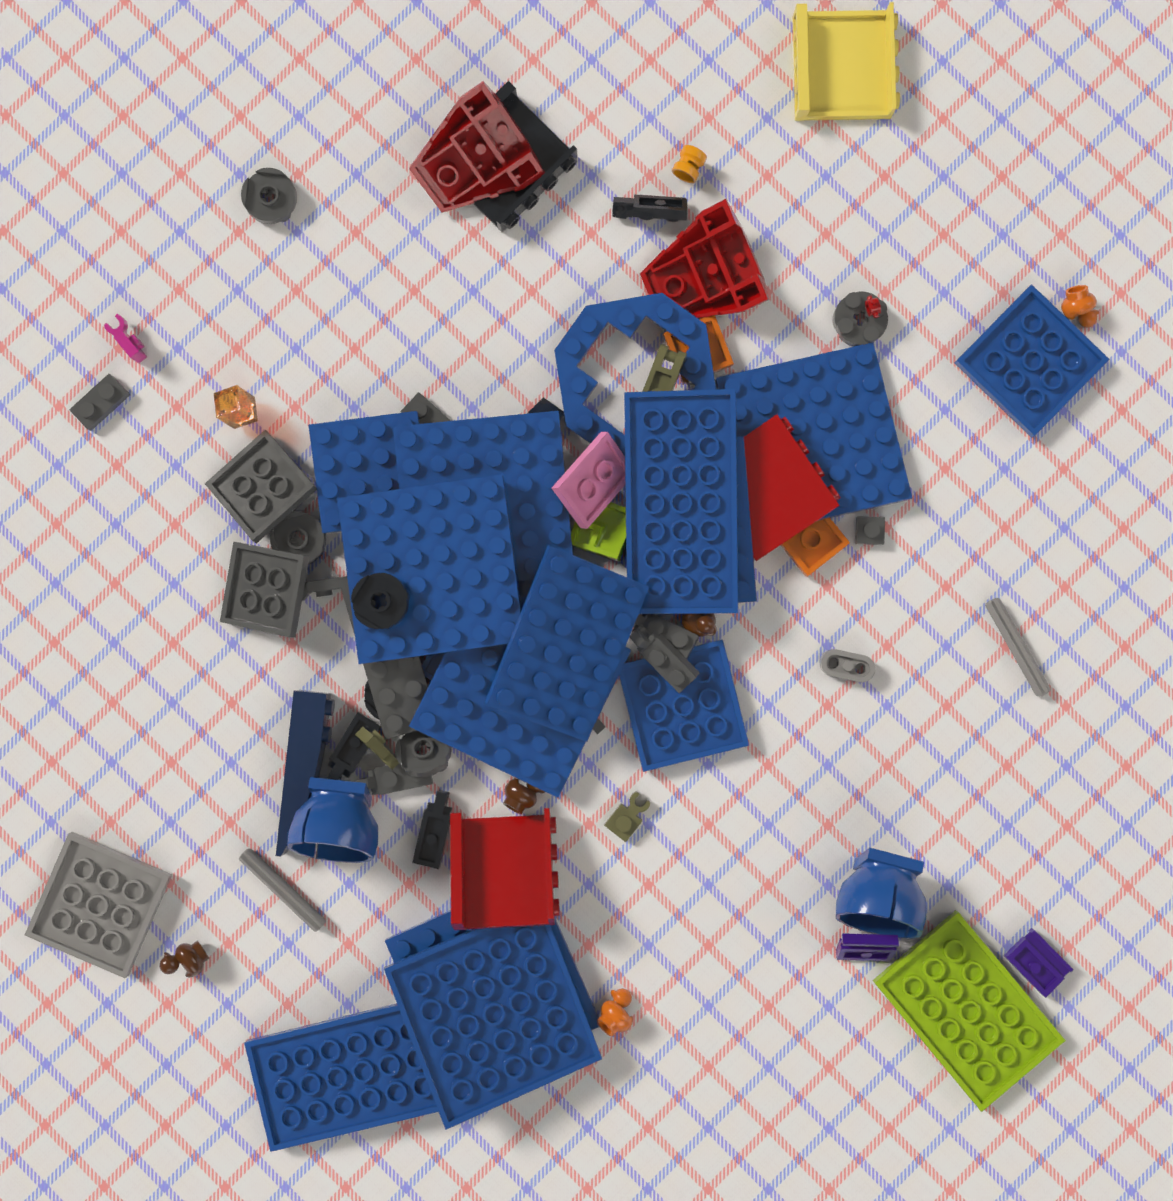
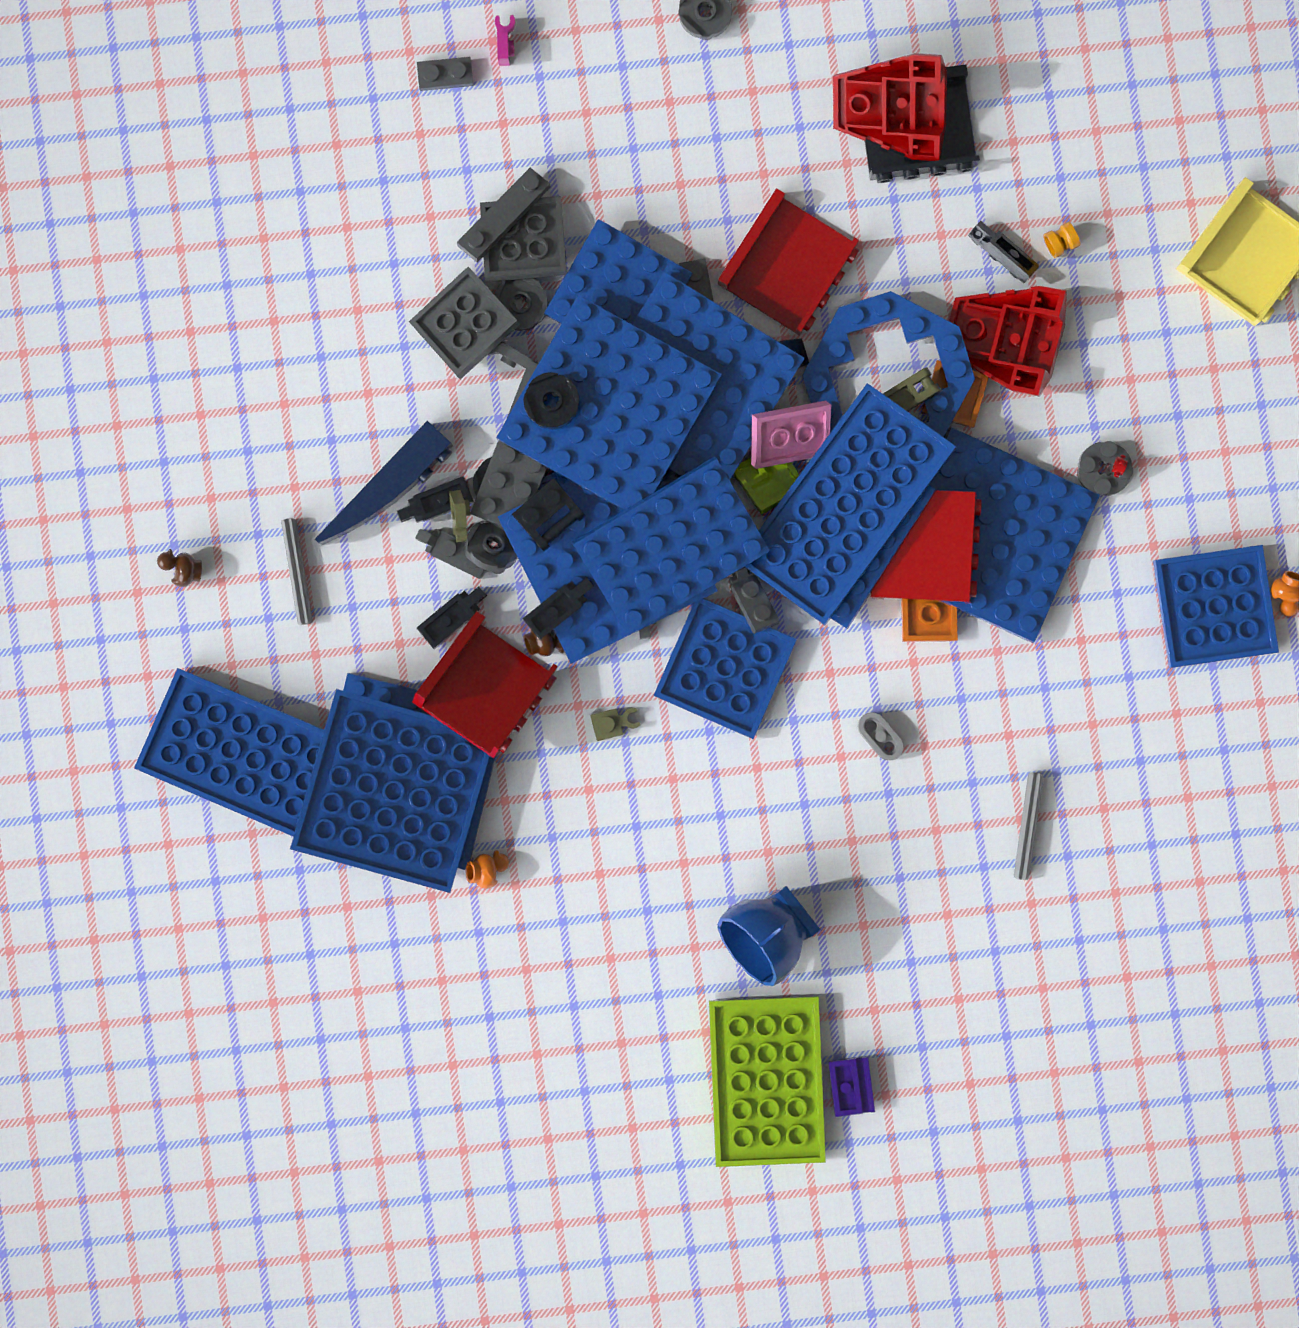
camera: 35 degrees right, 0 degrees up
(98, 904) = (144, 472): light grey plate -> none
(230, 479) = (503, 214): none -> dark grey plate
(235, 407) = (551, 160): clear orange brick -> none
(337, 821) = (387, 547): blue plate -> none
(439, 691) = (541, 508): none -> black plate
(487, 346) = (788, 264): none -> red panel
(513, 763) = (557, 607): none -> black hinge
(664, 658) = (739, 617): dark grey hinge -> none
(700, 624) = (788, 612): reddish brown animal -> none
(867, 947) = (724, 968): dark purple plate -> none
(870, 530) = (981, 643): dark grey plate -> none

